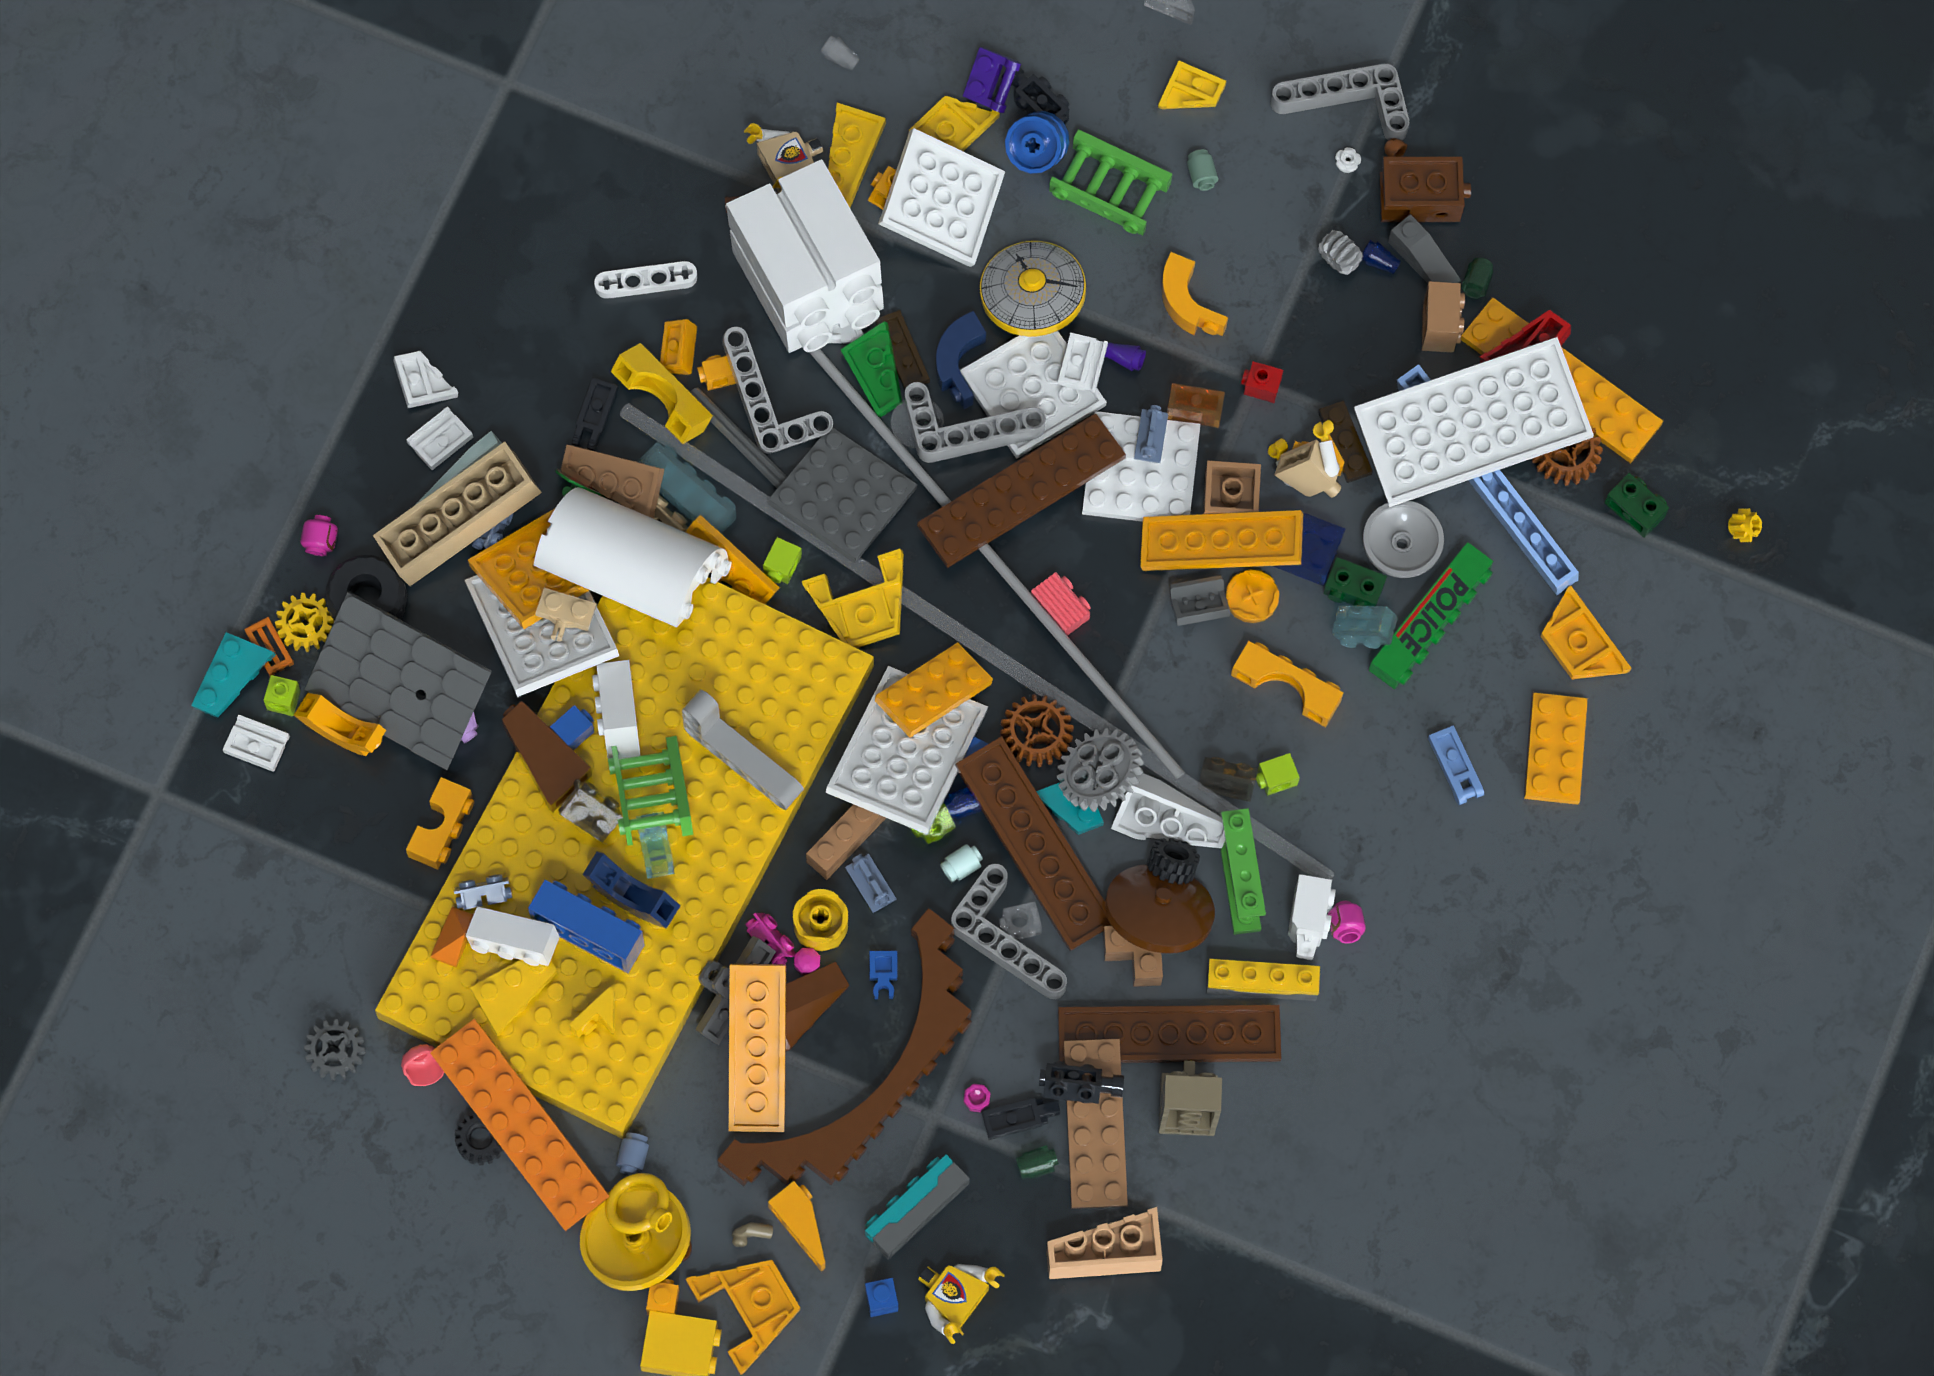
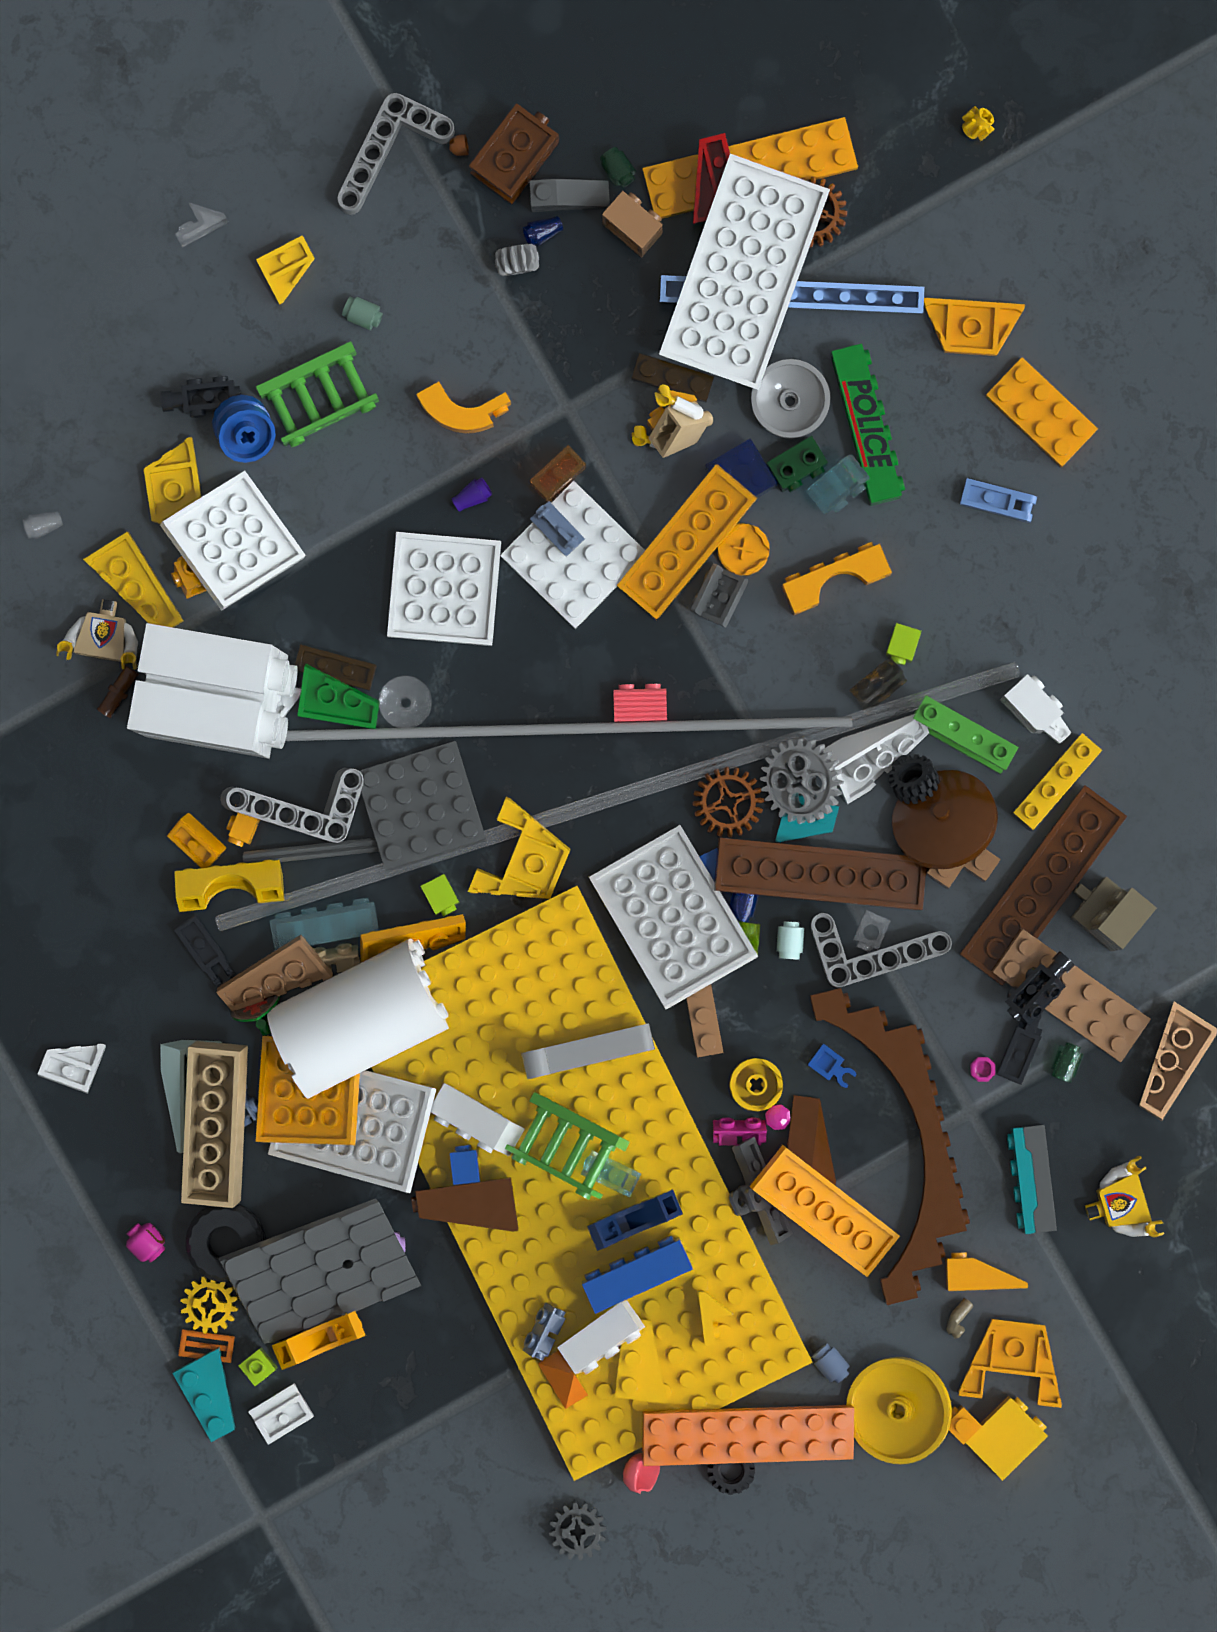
camera: 50 degrees left, 15 degrees up
(432, 846) = (447, 1297): light orange arch -> none
(439, 438) = (133, 1087): white plate -> none
(565, 611) = (368, 1104): tan plate -> none
(591, 810) = (544, 1201): clear smoke bracket -> none
(646, 284) = (116, 822): white beam -> none
(656, 1217) = (901, 1385): yellow piece -> none
(870, 882) = (752, 1021): sand blue hinge -> none
(881, 1297) = (1083, 1258): blue brick -> none
(933, 690) = (637, 858): light orange plate -> none
(955, 342) = (359, 618): dark blue arch -> none
(967, 430) = (445, 672): light grey beam -> none
(985, 77) = (154, 426): dark purple plate -> none
(1021, 490) = (526, 665): reddish brown plate -> none
(1033, 288) = (361, 525): dish -> none
(1082, 363) = (457, 536): white plate -> none
(1231, 487) = (650, 501): medium nougat brick -> none
(1262, 381) = (576, 405): red brick -> none
(1347, 166) = (440, 197): white plate -> none
(1347, 922) = (1059, 682): dark pink head -> none
(1637, 504) = (897, 192): dark green brick -> none

